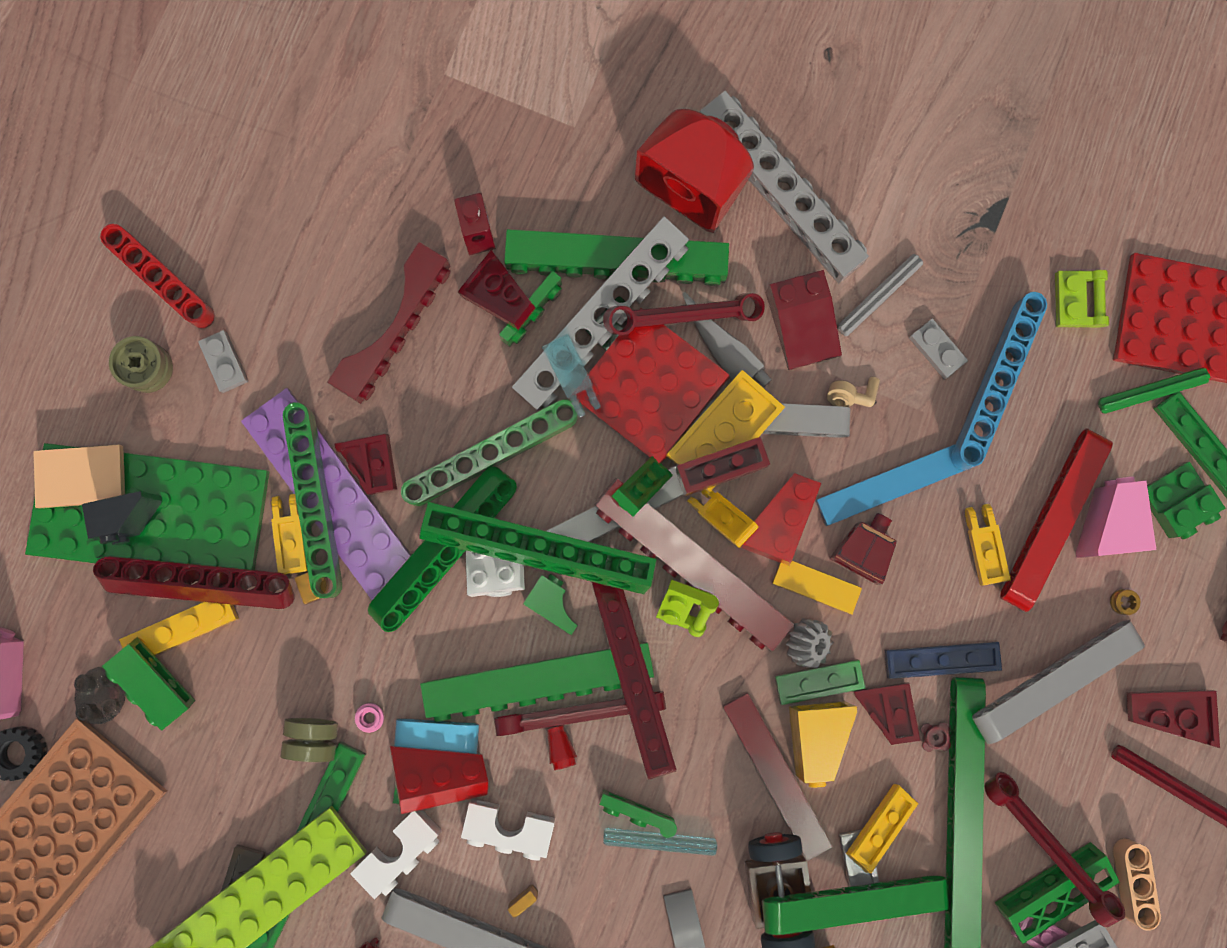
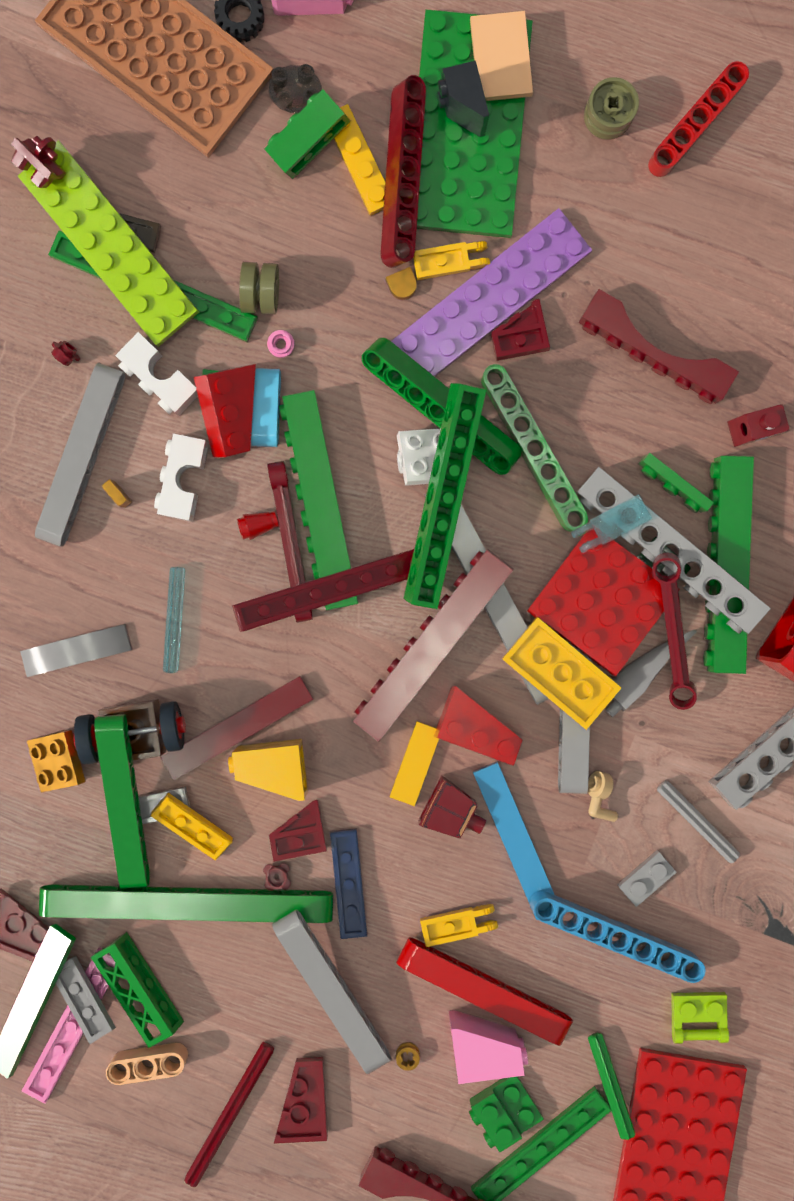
camera: 95 degrees right, 5 degrees up
(223, 361) = (616, 187): light grey plate -> none
(303, 489) = (494, 271): green beam -> none
(497, 292) = (691, 449): dark red wing -> none
(548, 602) = (394, 508): green arch -> none
(640, 814) = (199, 599): green plate -> none
(642, 486) = (506, 593): green plate -> none
(678, 603) = (394, 631): lime plate -> none
(722, 466) = (527, 669): dark red brick -> none
(725, 517) = (478, 674): yellow hinge -> none
(804, 319) = (672, 748): dark red slope -> none
(809, 643) = (361, 756): light grey gear -> none
(819, 682) = (325, 767): green plate -> none
(1103, 906) = (126, 1031): dark red piece -> none

